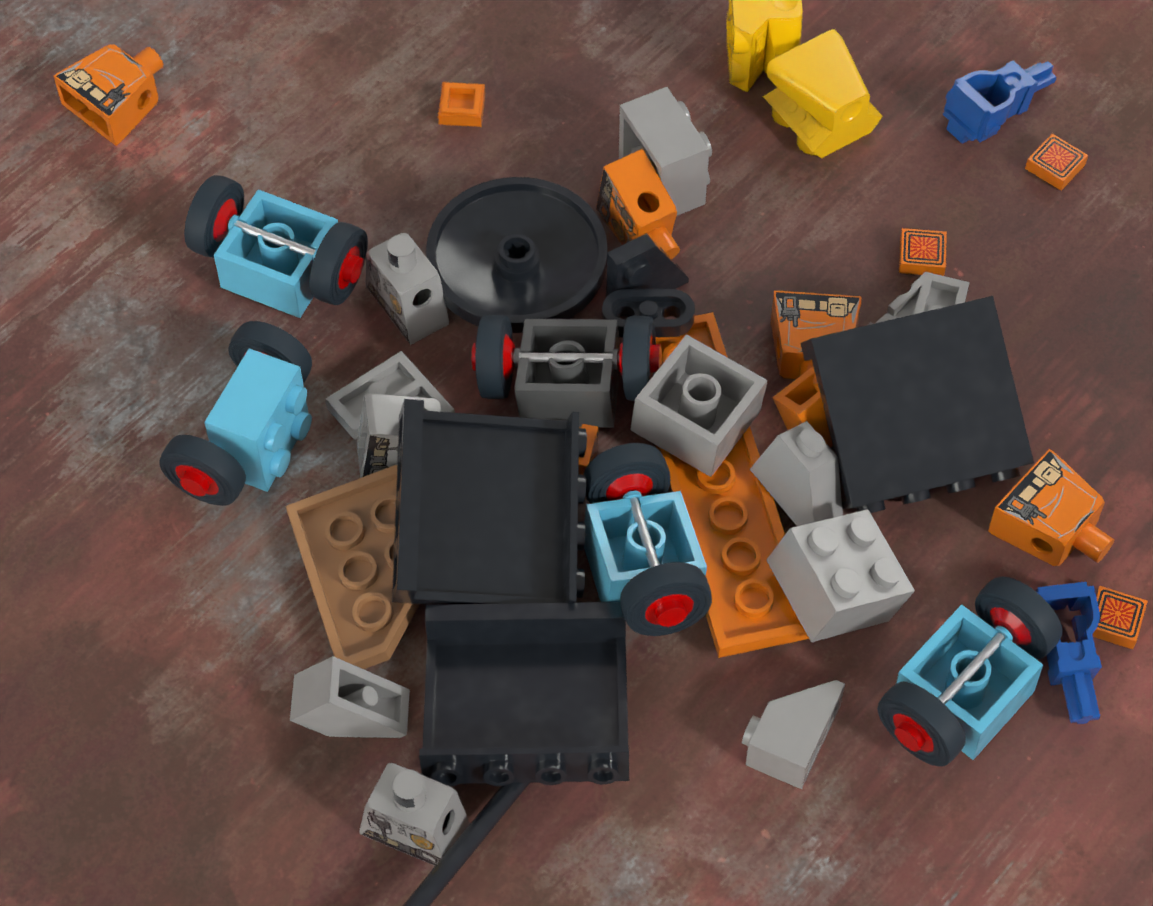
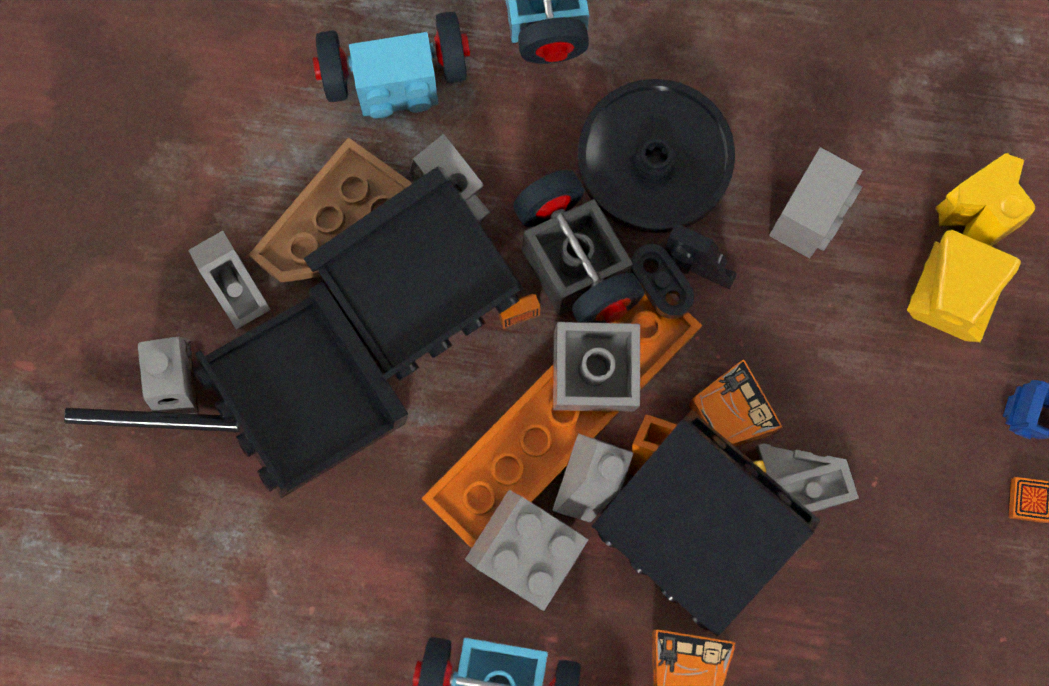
camera: 55 degrees right, 20 degrees up
(392, 377) = (484, 145): light grey wing -> none
(398, 273) = (576, 94): light grey torso -> none
(461, 104) = (776, 27): orange tile -> none
(636, 202) = (761, 205): orange torso -> none
(643, 542) = (461, 398): brick -> none
(792, 732) = (386, 586): light grey slope -> none
(922, 251) = (870, 445): orange tile -> none

